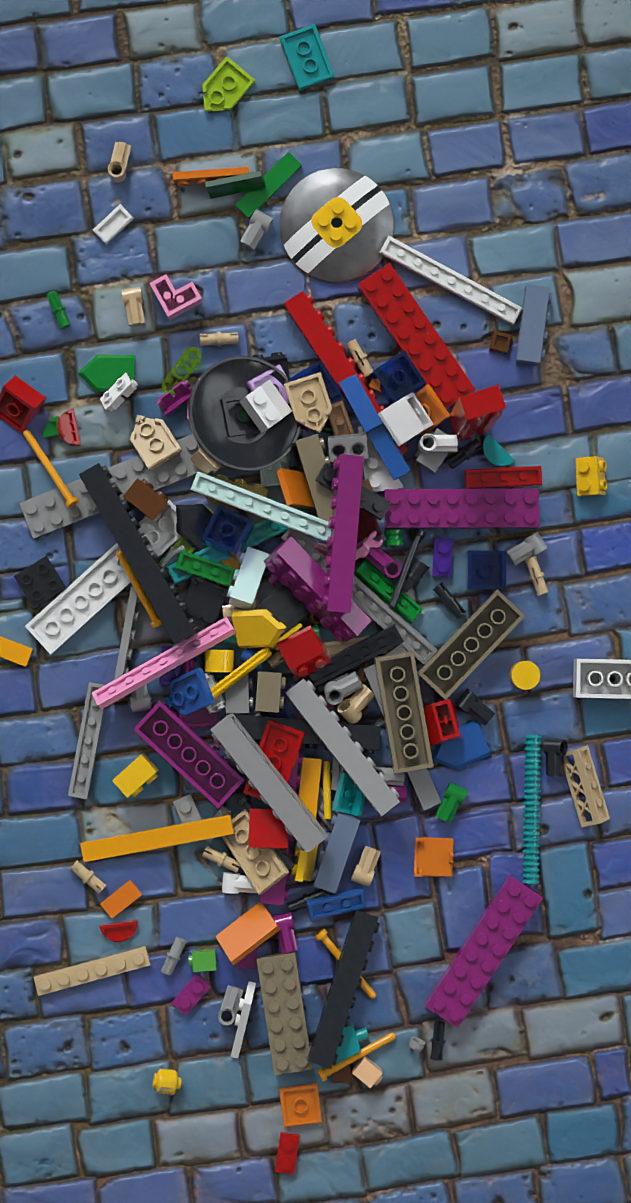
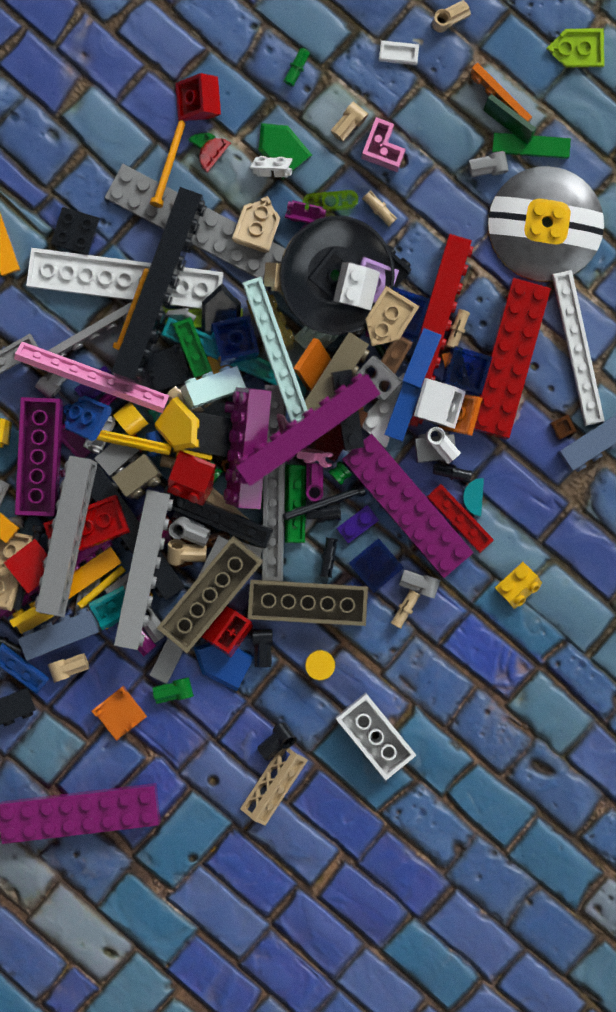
camera: 55 degrees right, 0 degrees up
(146, 500) = (205, 257): reddish brown brick -> none
(477, 412) = (489, 451): red brick -> none
(531, 810) = (220, 758): teal piece -> none

